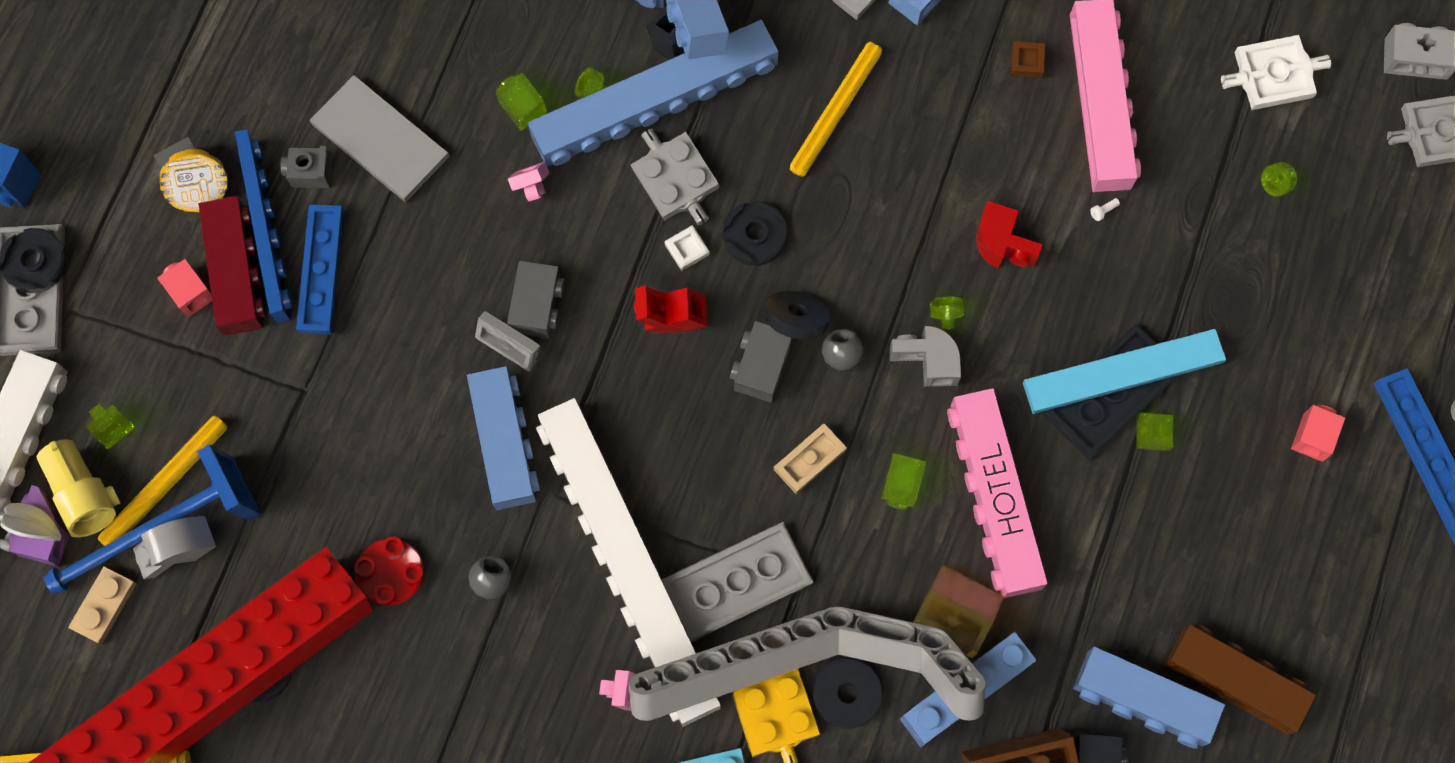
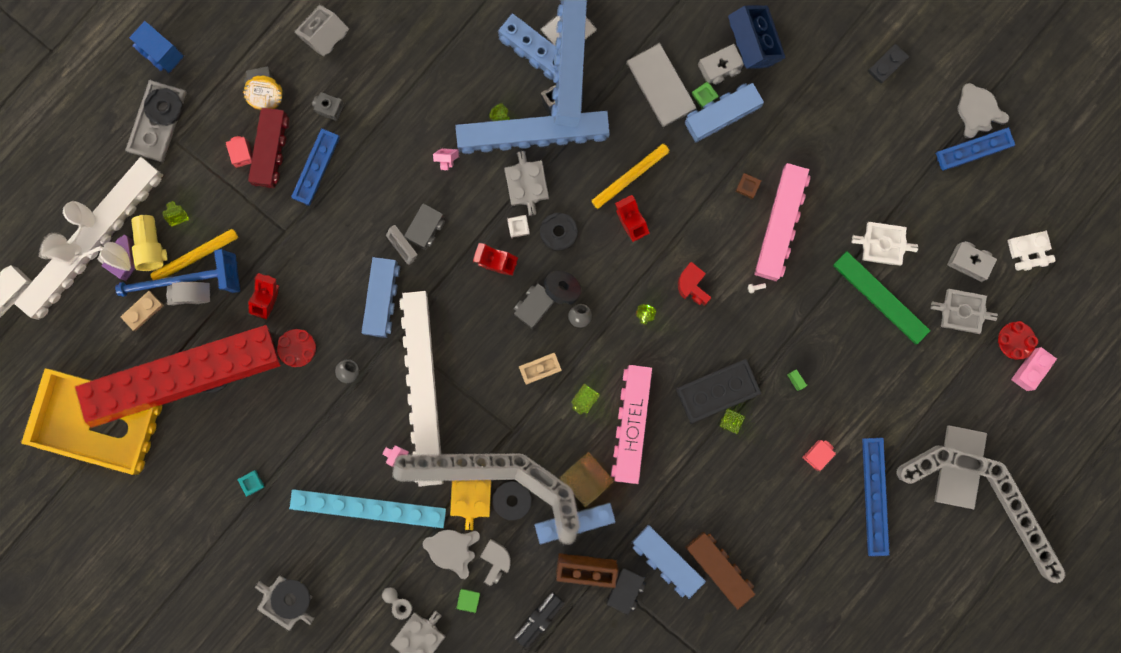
camera: 20 degrees right, 10 degrees up
(258, 55) = (322, 30): none -> light grey slope
(266, 238) = (292, 138): blue plate -> none
(305, 503) = (264, 296): none -> red brick
(379, 138) = (373, 102): light grey tile -> none
(520, 100) = (457, 109): clear neon green brick -> none
(737, 582) = (476, 420): light grey tile -> none
(864, 171) = (631, 218): none -> red brick
(936, 351) = (631, 336): light grey brick -> none
(1124, 371) = (728, 383): medium azure tile -> none
(1231, 327) = (796, 380): none -> bright green tile
(1278, 179) = (859, 306): clear neon green tile -> none
(1307, 156) = (881, 298): none -> green tile

